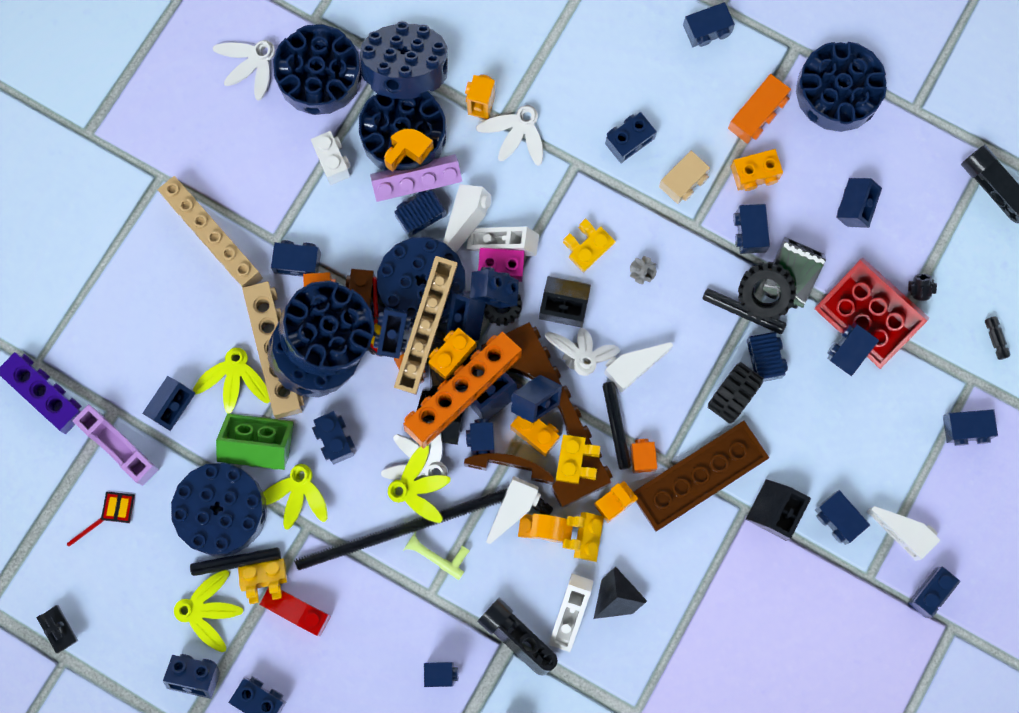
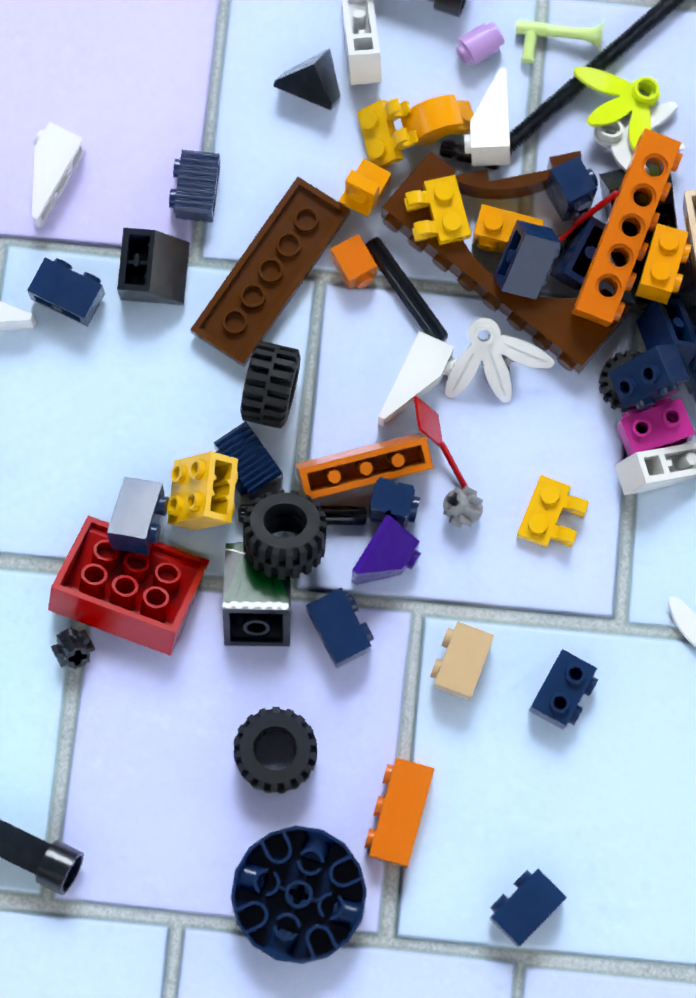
camera: 155 degrees right, 0 degrees up
(493, 572) = (479, 43): none -> lavender brick
(497, 415) = (588, 214): none -> red piece
(564, 301) = (548, 418): black slope -> none
(643, 324) = (429, 425): none -> red piece
(687, 286) = (393, 500): none -> dark blue brick
(695, 319) = (364, 465): none -> orange brick
(705, 259) = (387, 553): none -> dark purple slope
(726, 555) = (196, 185): none -> dark blue brick
(756, 170) = (367, 718): light orange brick -> none
(805, 344) = (202, 491): none -> yellow brick
(817, 613) = (55, 160): none -> white slope
(829, 159) = (270, 721): none -> black tyre
(859, 202) = (208, 729): dark blue brick -> none

